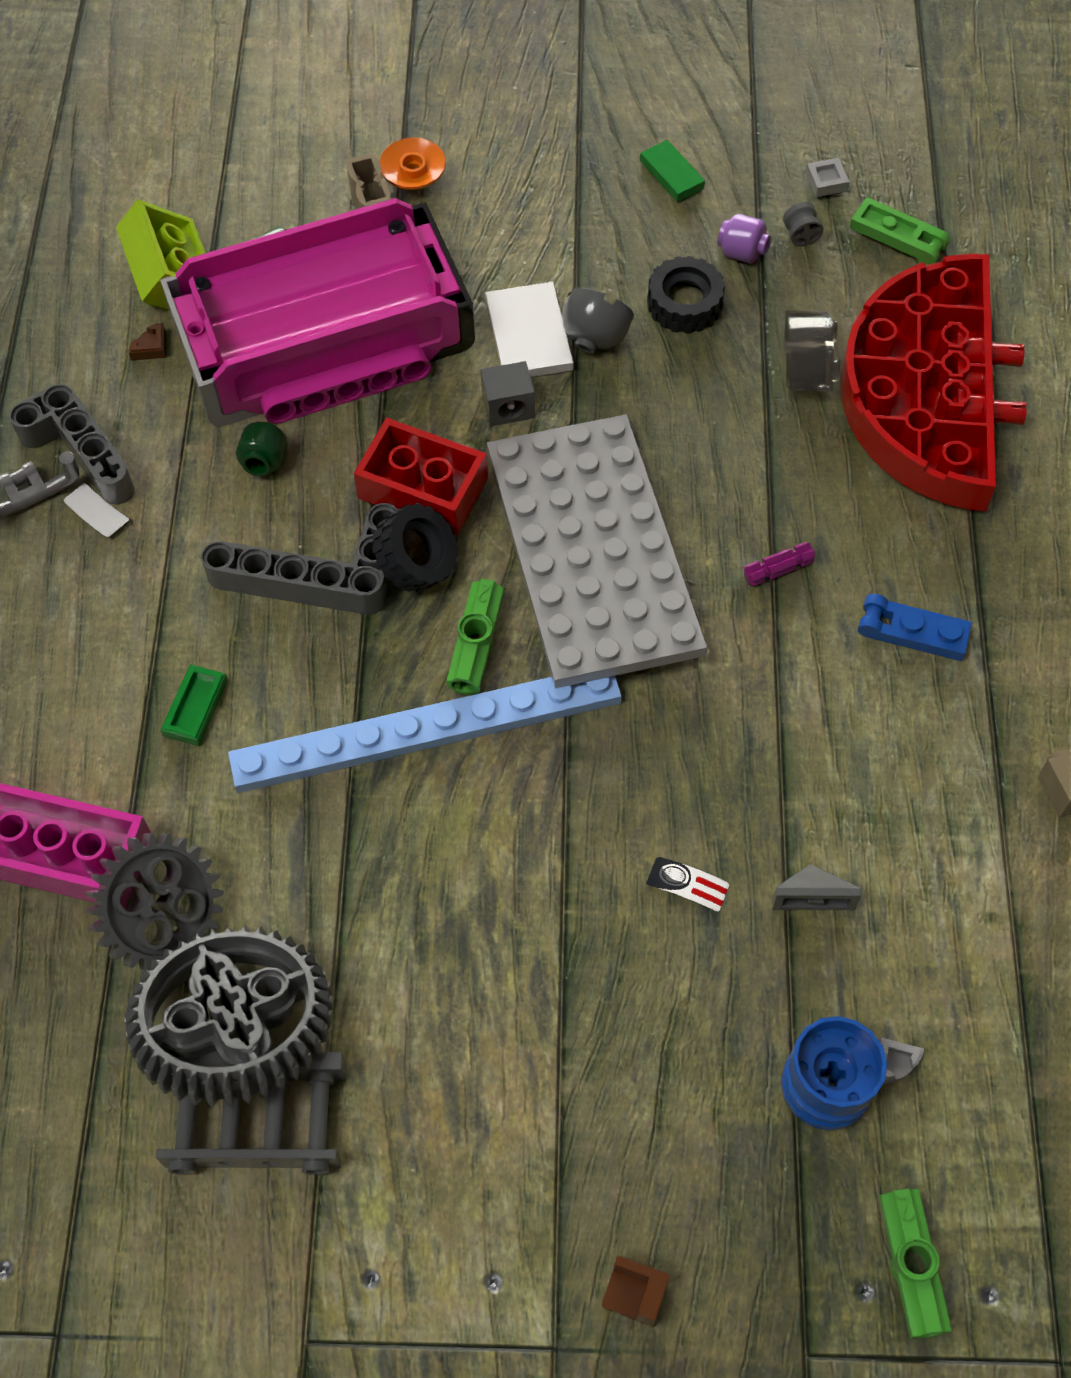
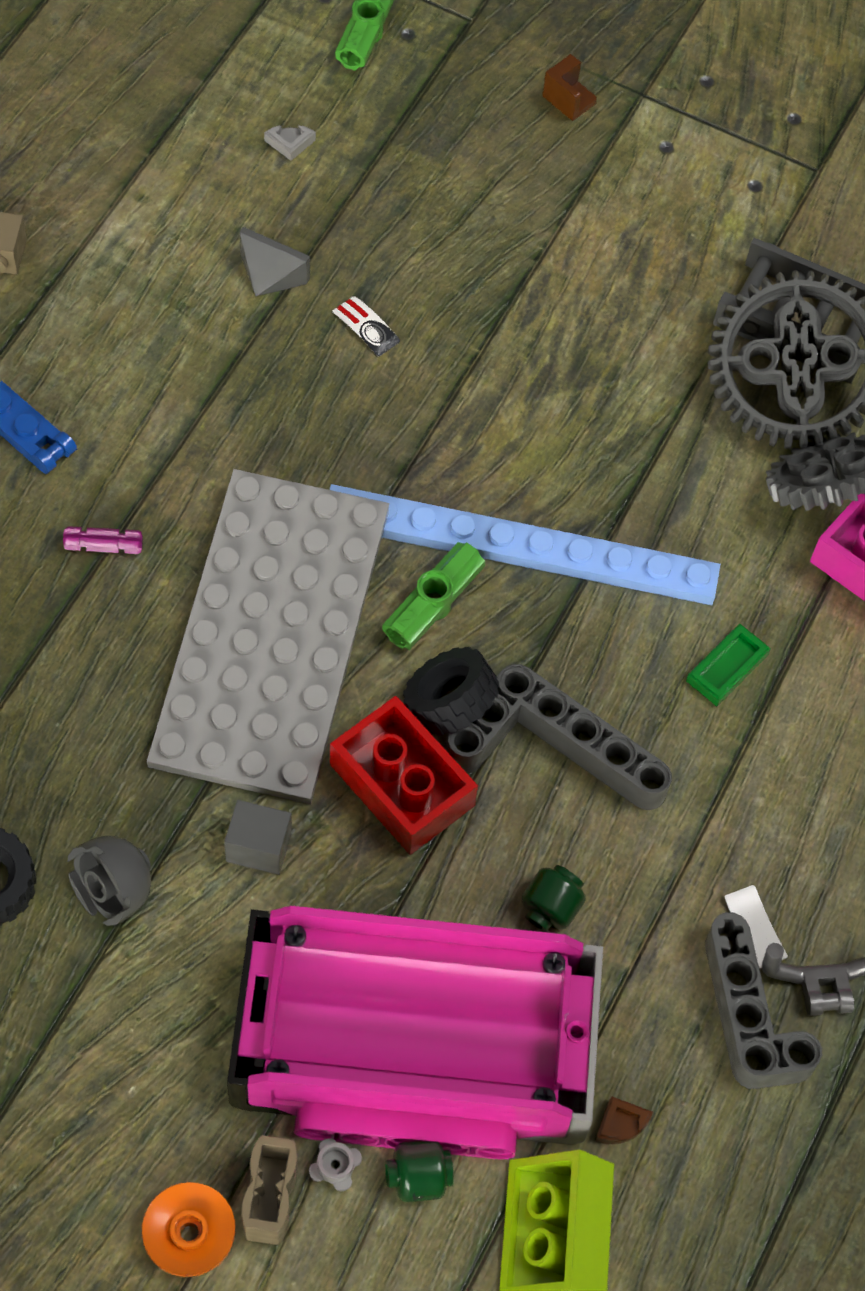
camera: 160 degrees left, 0 degrees up
(529, 328) = (184, 924): white tile -> none
(850, 1059) = (349, 129): blue wheel -> none

